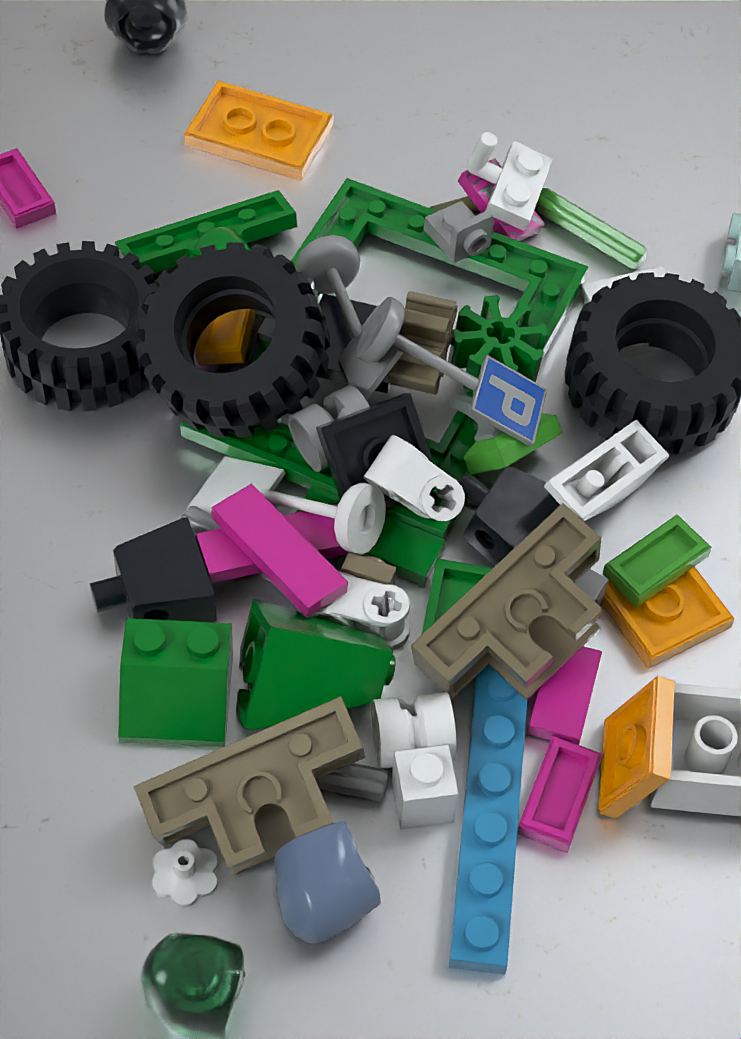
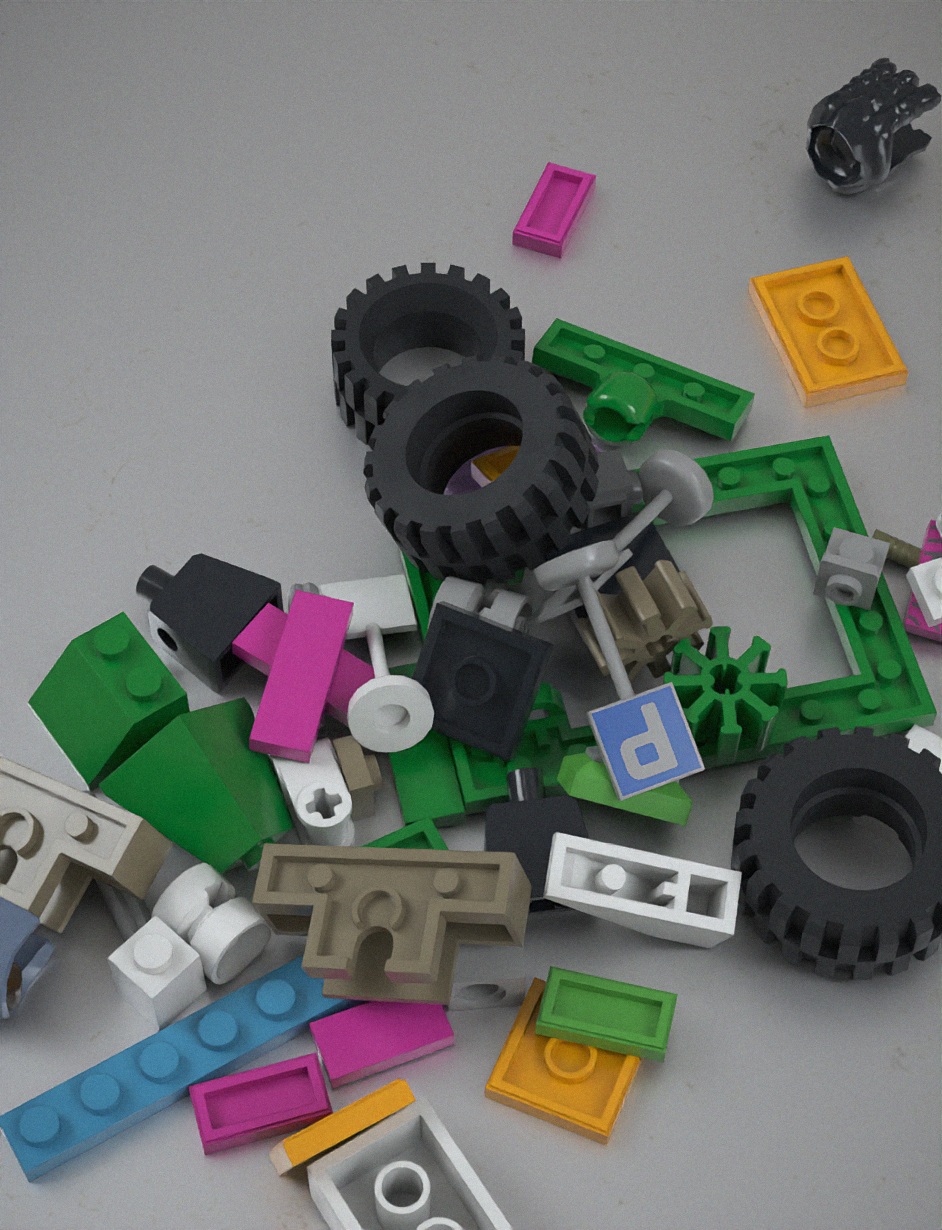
camera: 55 degrees right, 0 degrees up
(409, 477) = (467, 721): white piece -> none

